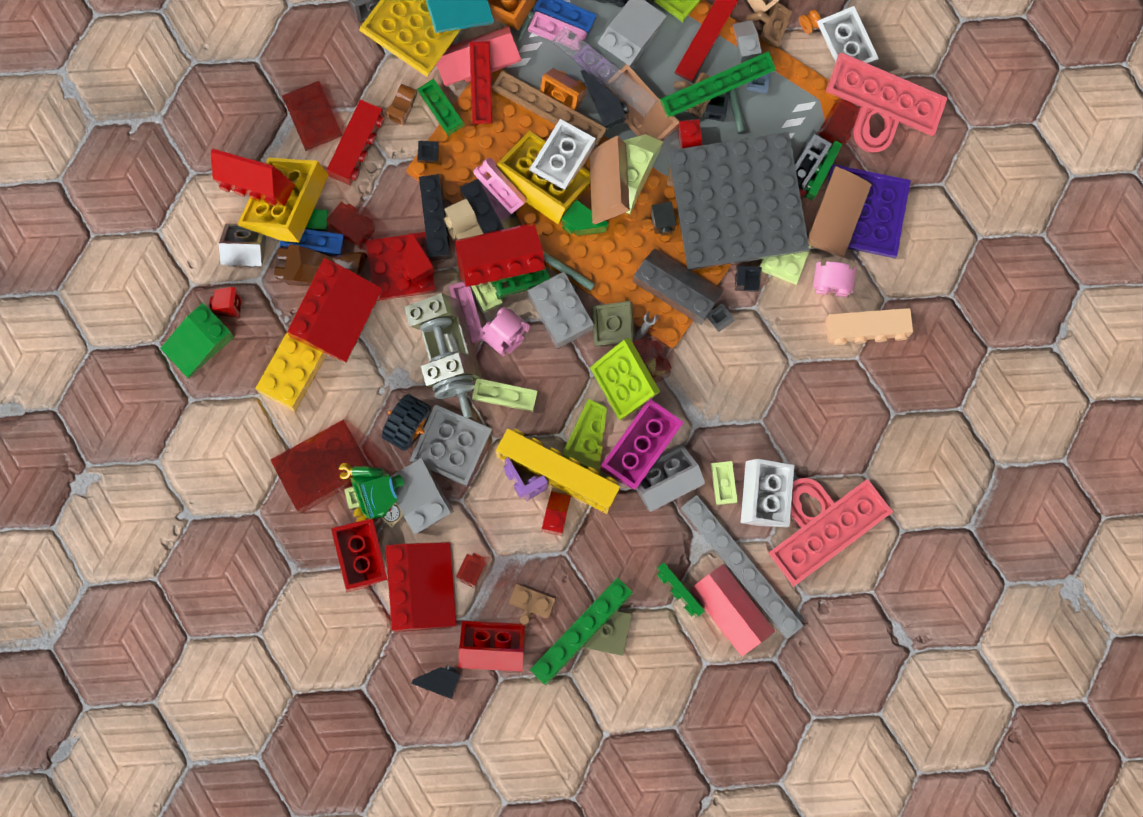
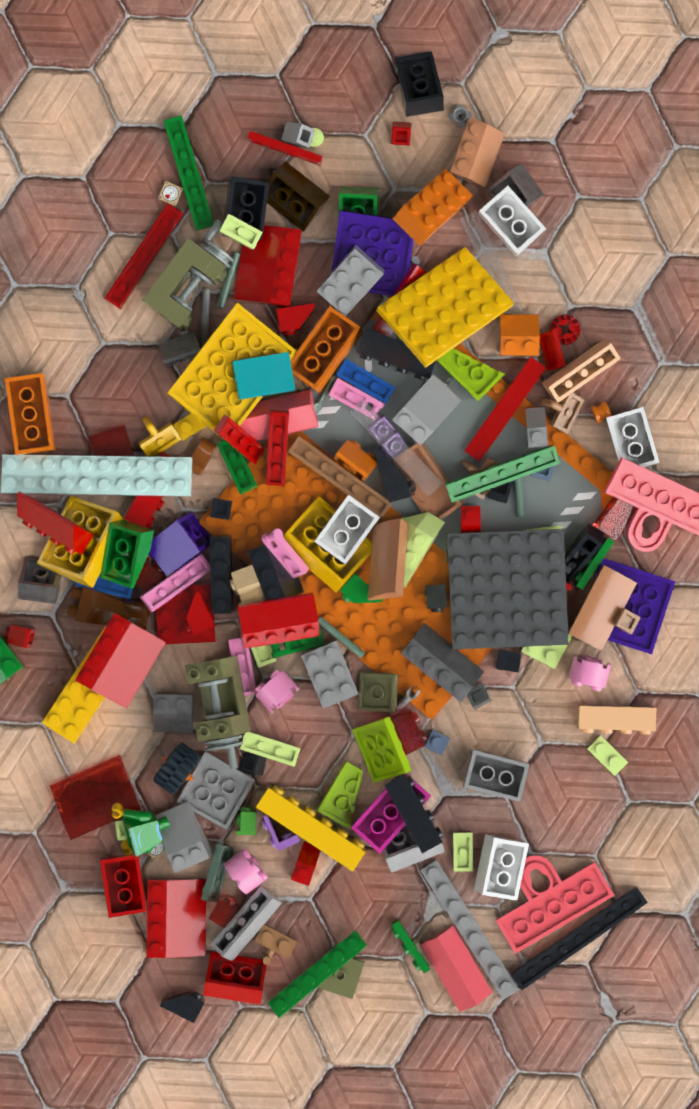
camera: 15 degrees right, 10 degrees up
(219, 76) = (30, 414): none -> orange brick
(295, 129) = (96, 475): none -> light aqua plate
(330, 201) = (125, 552): none -> green slope
(356, 90) = (159, 439): none -> yellow plate
(386, 192) = (179, 543): none -> slope
(387, 231) = (176, 583): none -> bright pink tile
(391, 73) = (189, 426): none -> yellow plate
(397, 367) = (173, 713): none -> flat silver slope
(440, 73) = (239, 439): none -> red tile
(460, 532) = (216, 873): none -> sand green plate
(487, 474) = (247, 821): none -> bright green brick
(488, 414) = (253, 764): none -> black slope
(491, 525) = (245, 871): none -> bright pink brick
(498, 583) = (246, 923): none -> light grey brick
(667, 439) = (413, 813): none -> black brick
(682, 371) = (437, 742): none -> sand blue plate
(750, 396) = (496, 775): none -> light grey brick
(860, 563) = (579, 938): none -> black plate
(864, 367) = (607, 755): none -> yellowish green plate
(866, 222) = (626, 621): none -> plate

